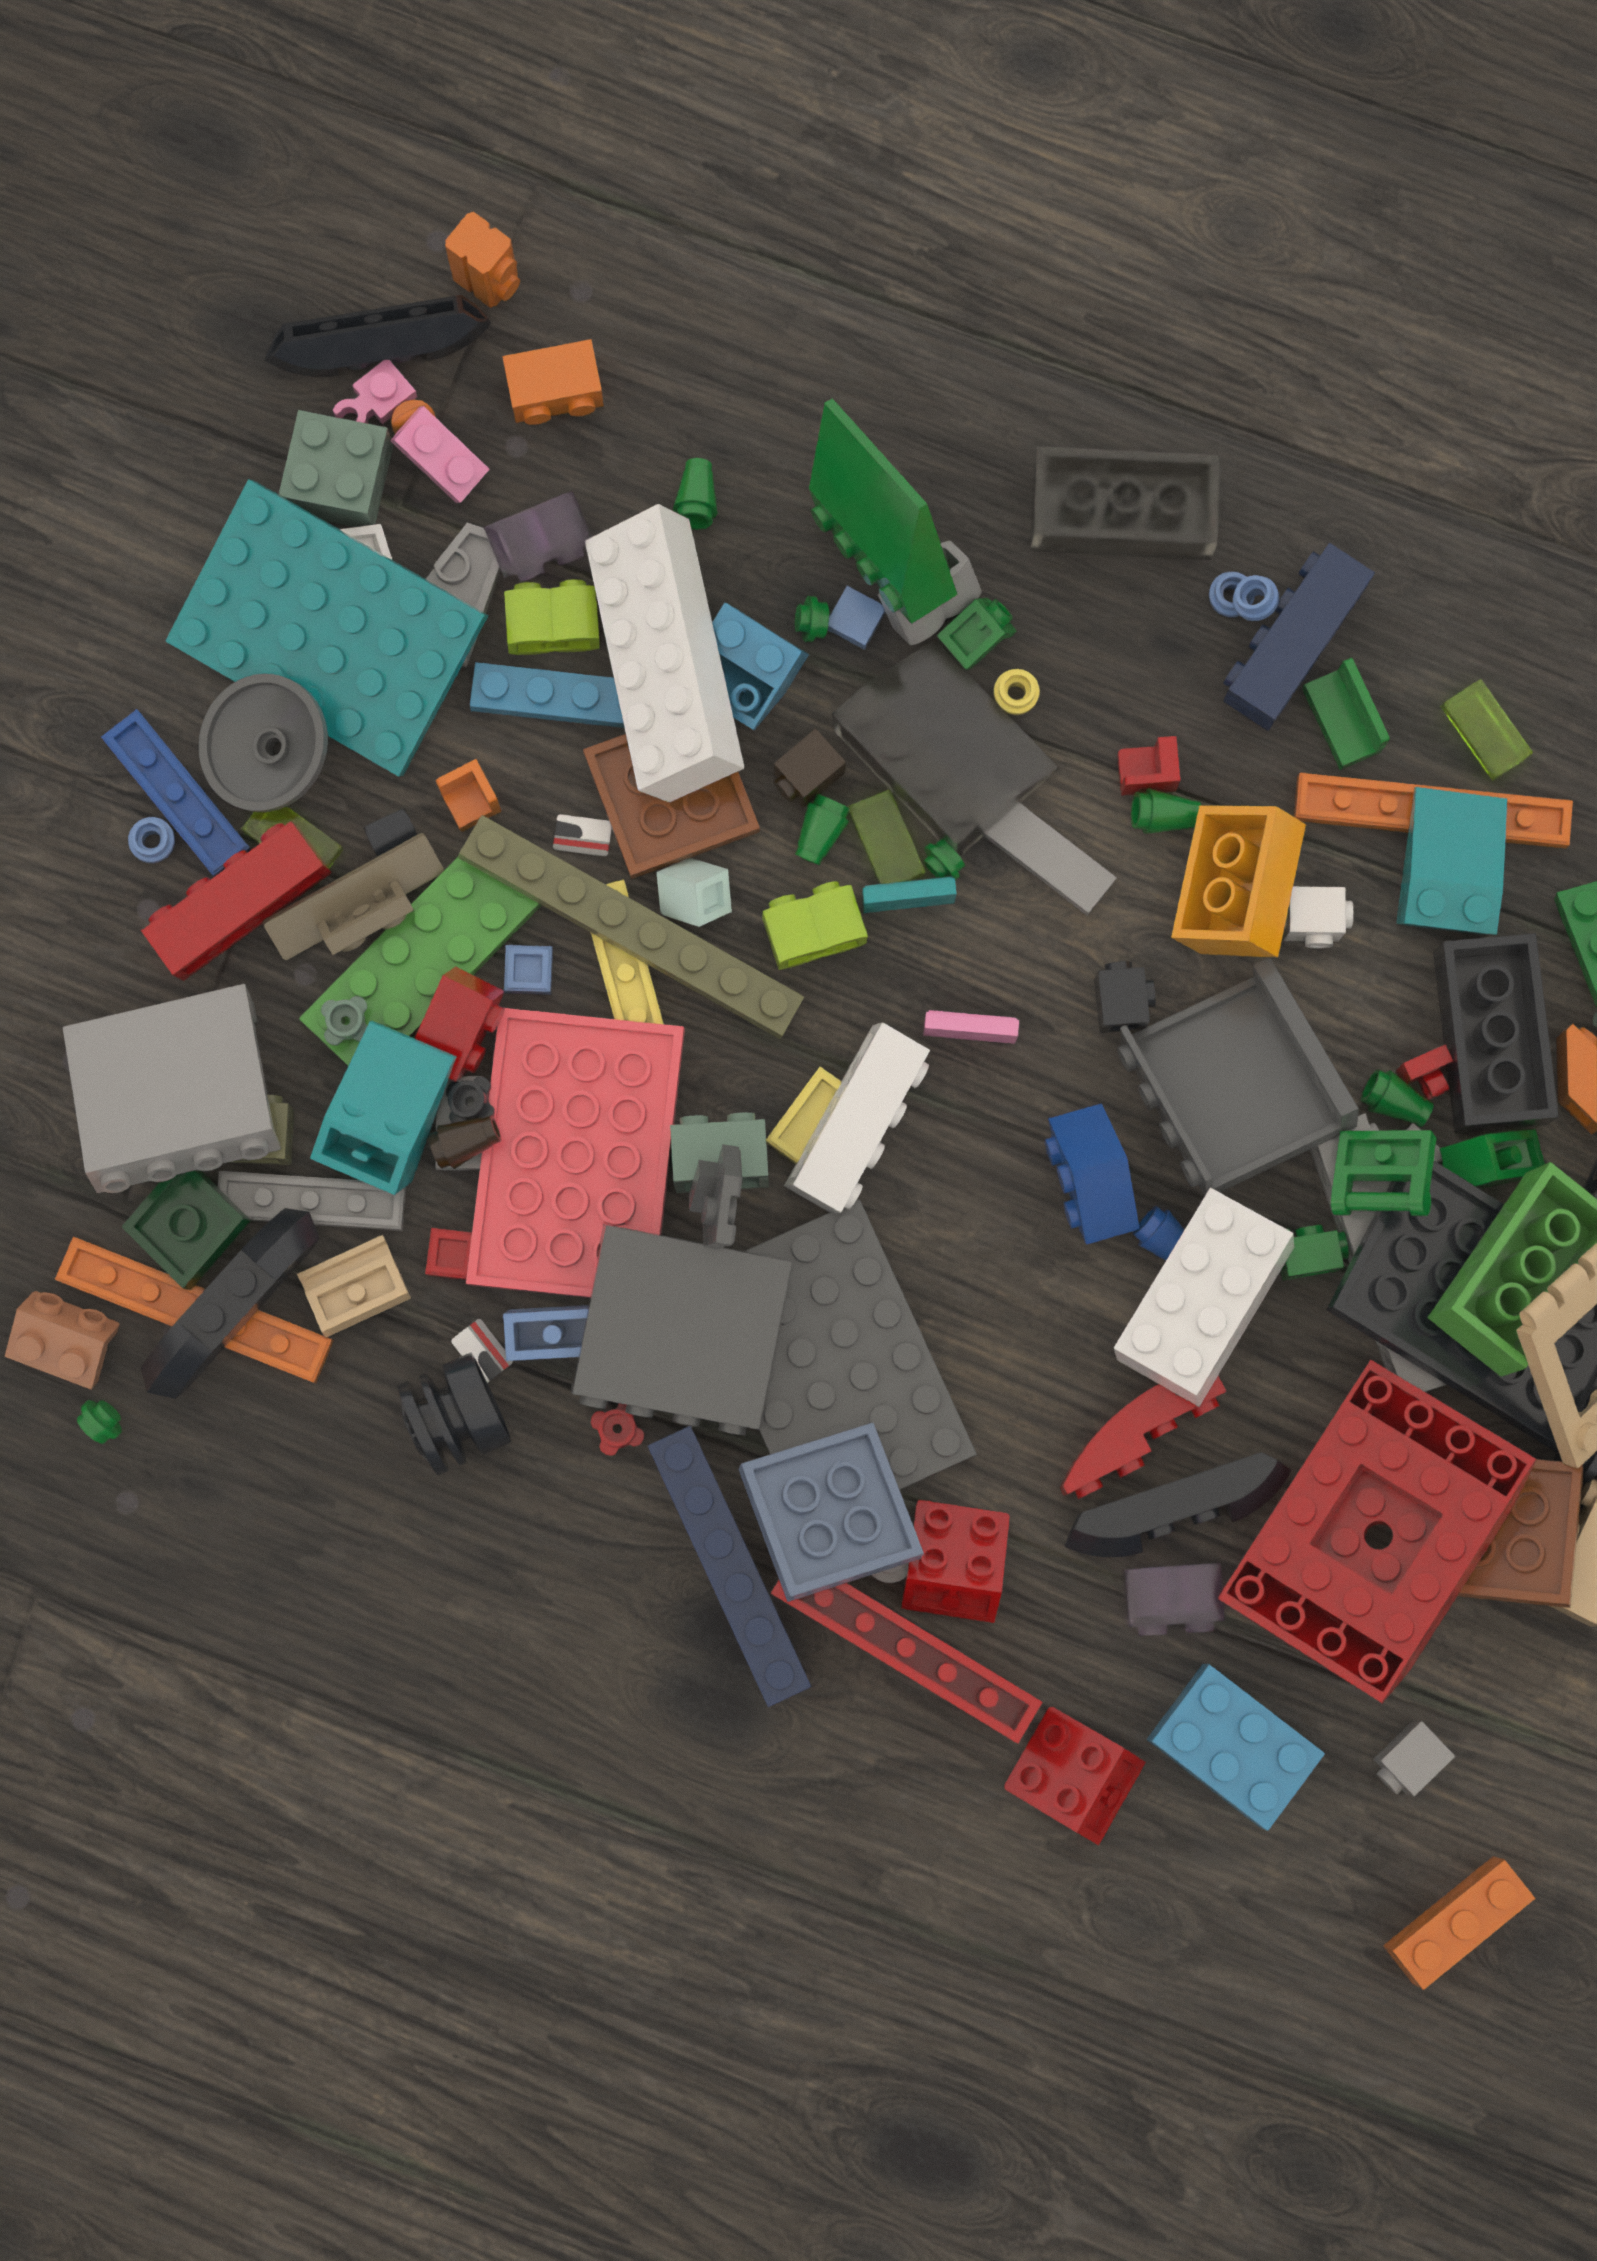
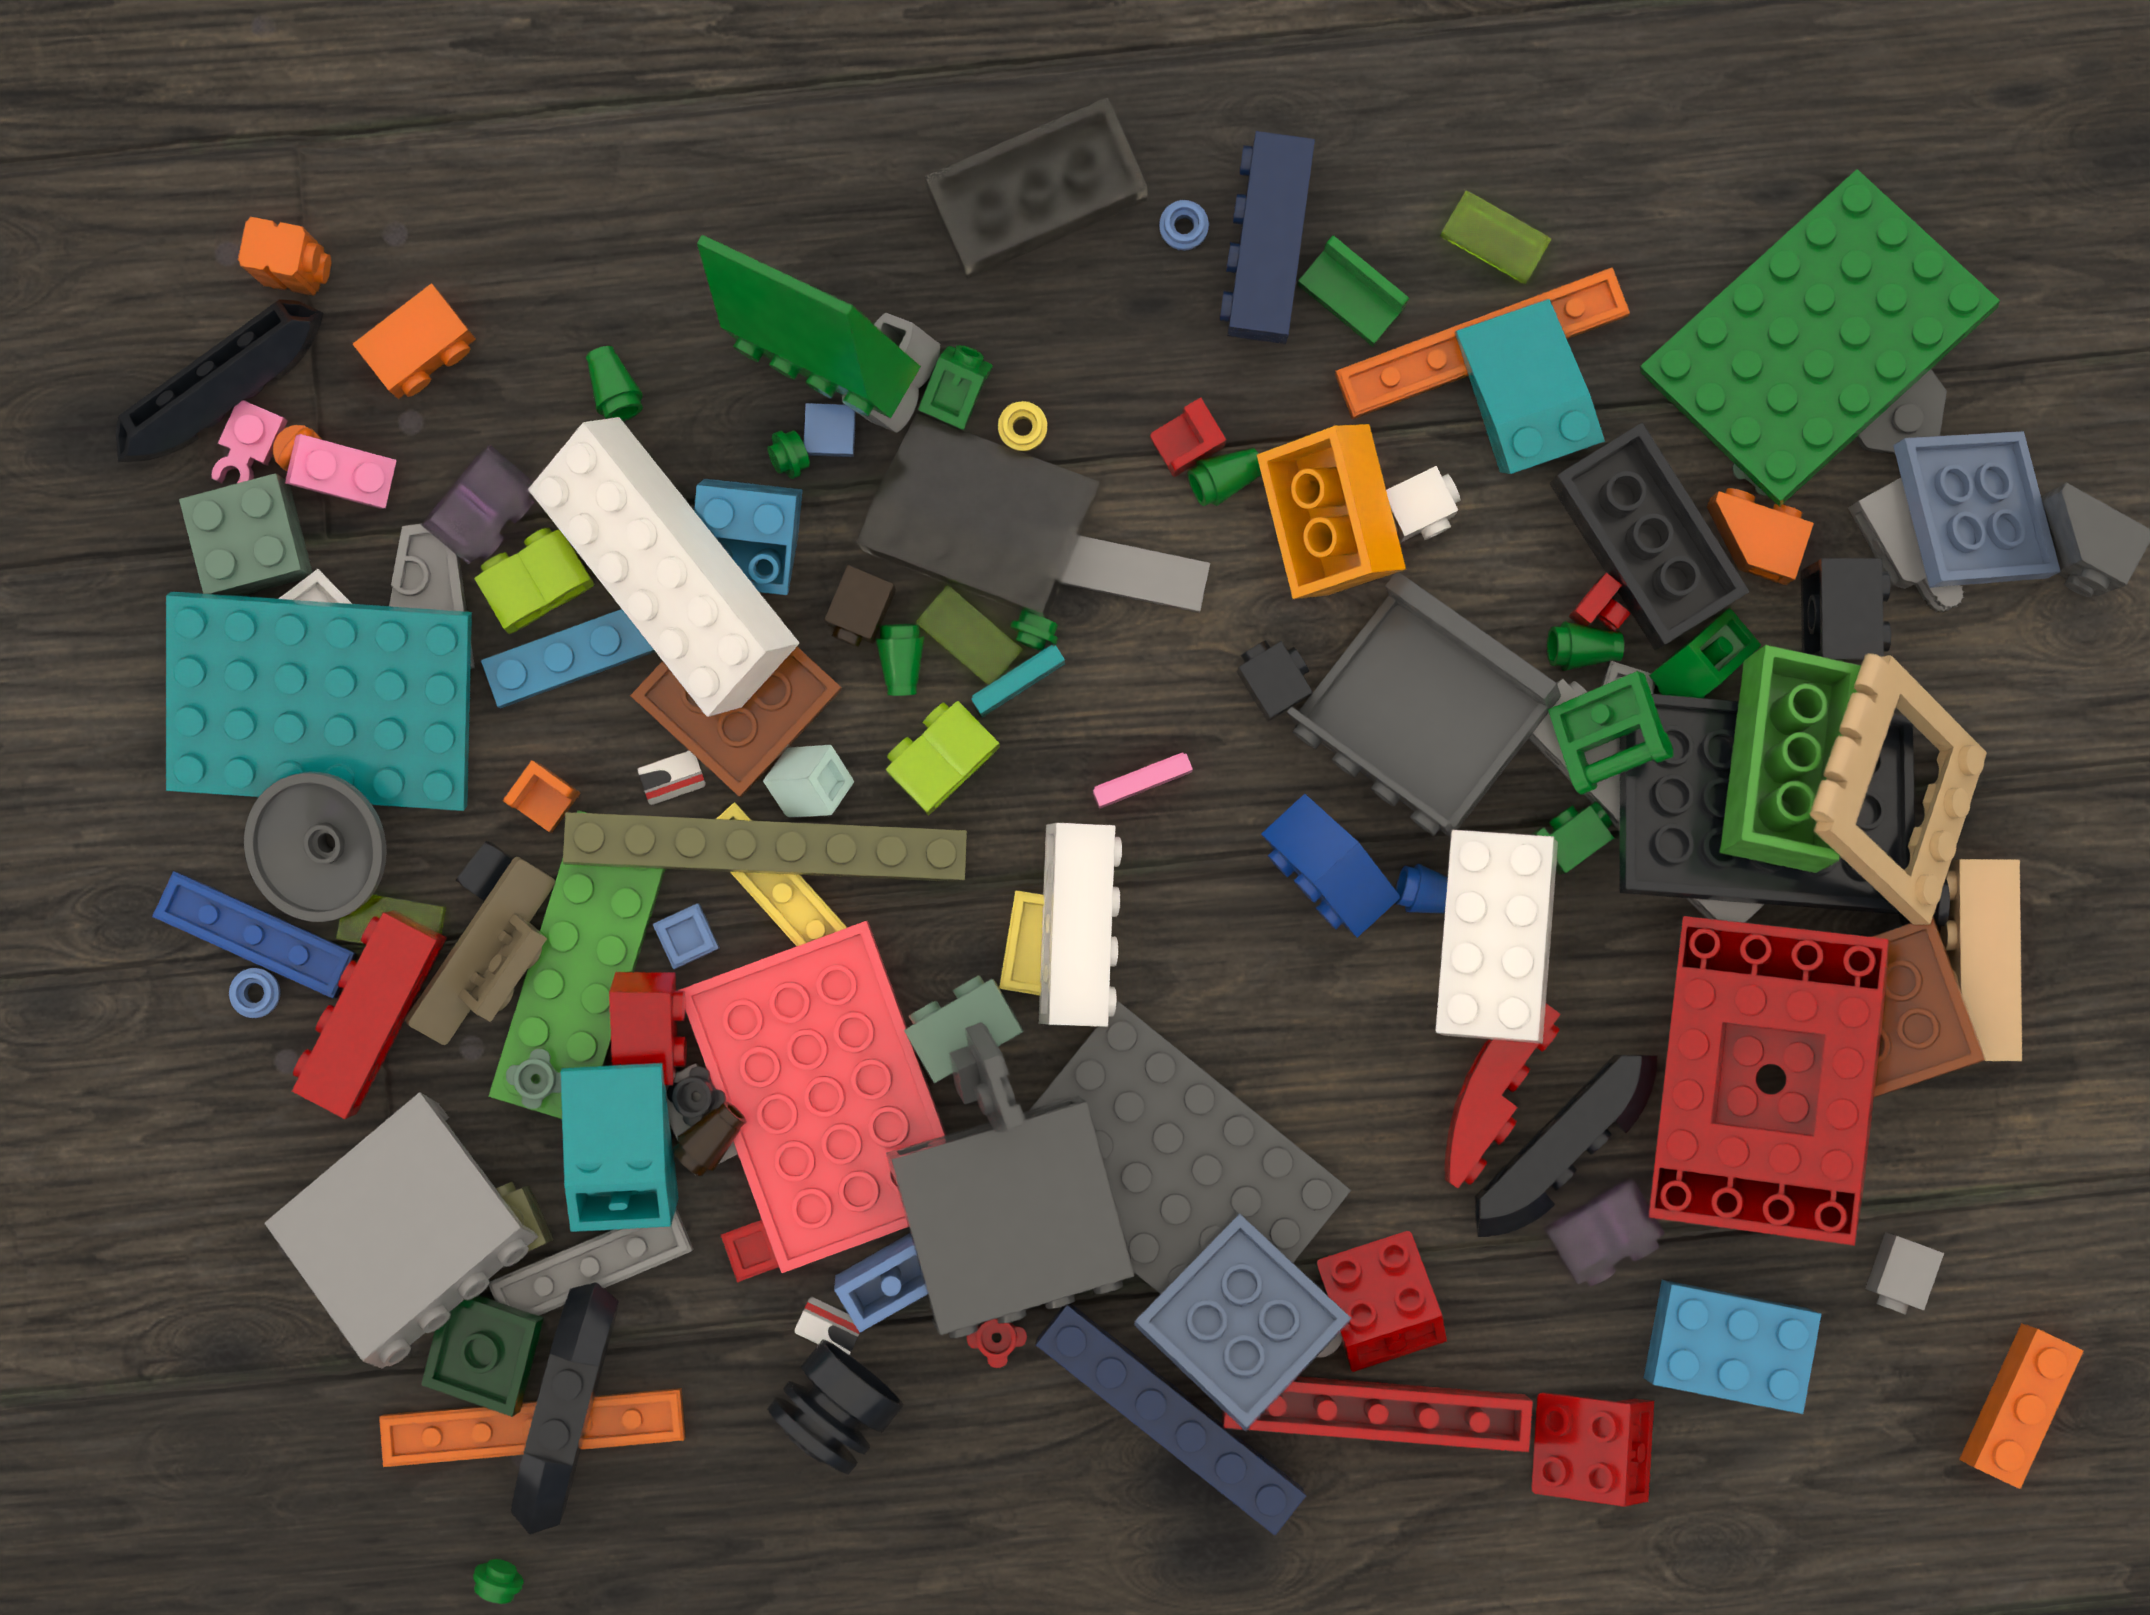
camera: 25 degrees left, 5 degrees up
(61, 1338) = (418, 1520): nougat bracket -> none
(354, 1286) = (675, 1328): tan plate -> none
(1252, 587) = (1198, 217): medium blue plate -> none

